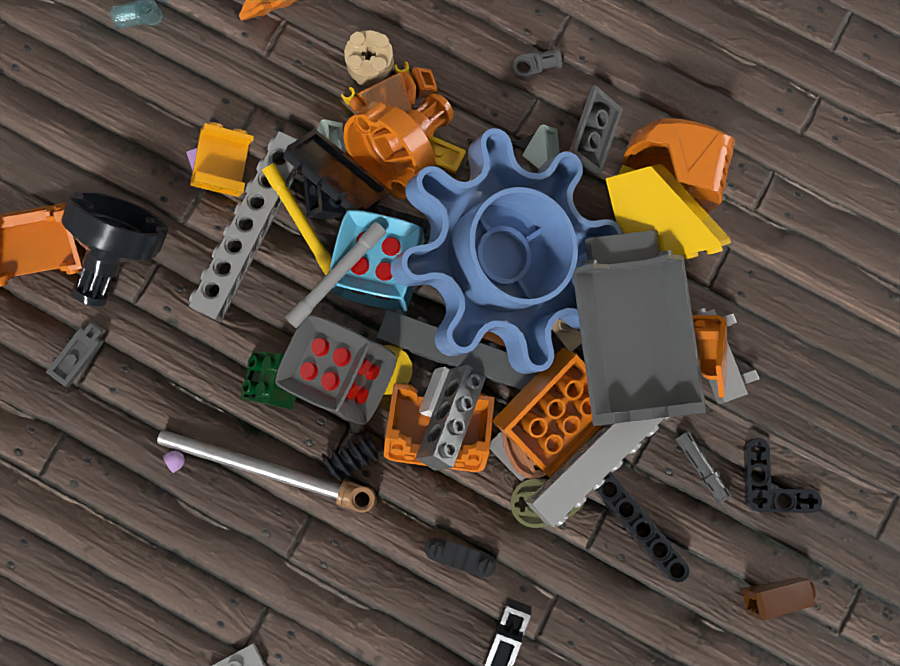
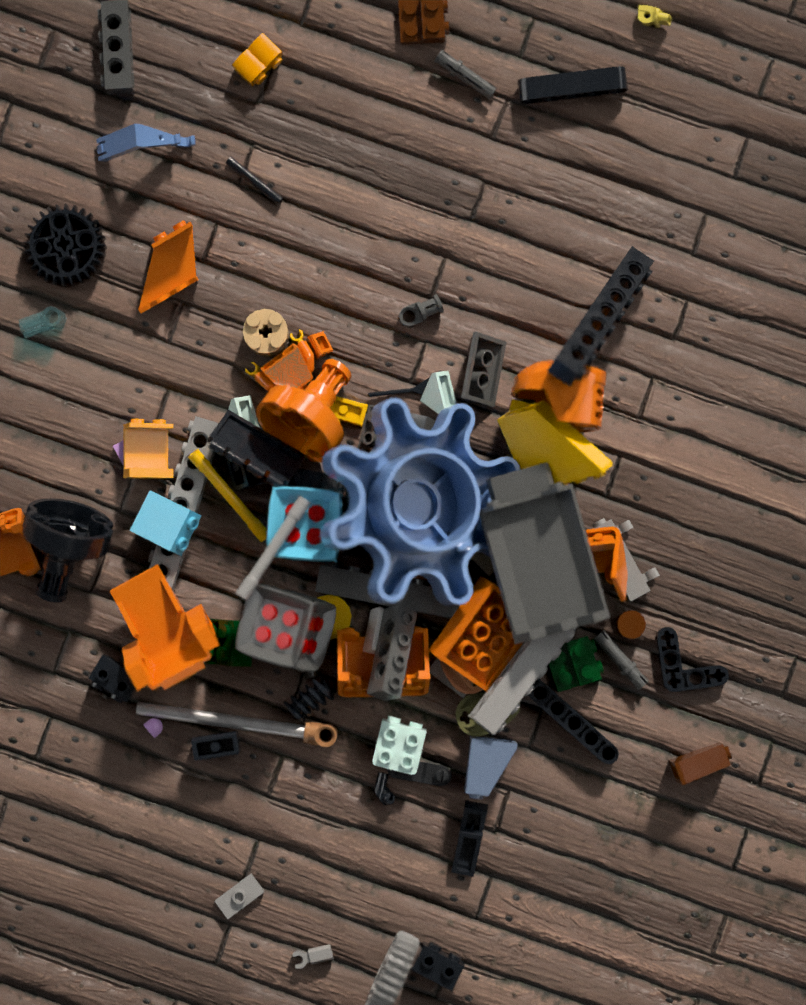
camera: 10 degrees left, 5 degrees up
(76, 354) = (49, 646): dark grey hinge -> none
(140, 399) = (115, 677): none -> black brick
(205, 362) = (168, 639): none -> orange piece
(226, 238) = (165, 523): none -> medium azure panel
(238, 491) = (216, 745): none -> black brick
(415, 572) = (382, 791): none -> black arm
(443, 524) = (399, 745): none -> light aqua bracket
(537, 561) = (486, 763): none -> sand blue slope
(653, 464) = (576, 664): none -> dark green plate
(719, 429) = (630, 624): none -> reddish brown piece
(735, 86) = (600, 317): none -> black brick

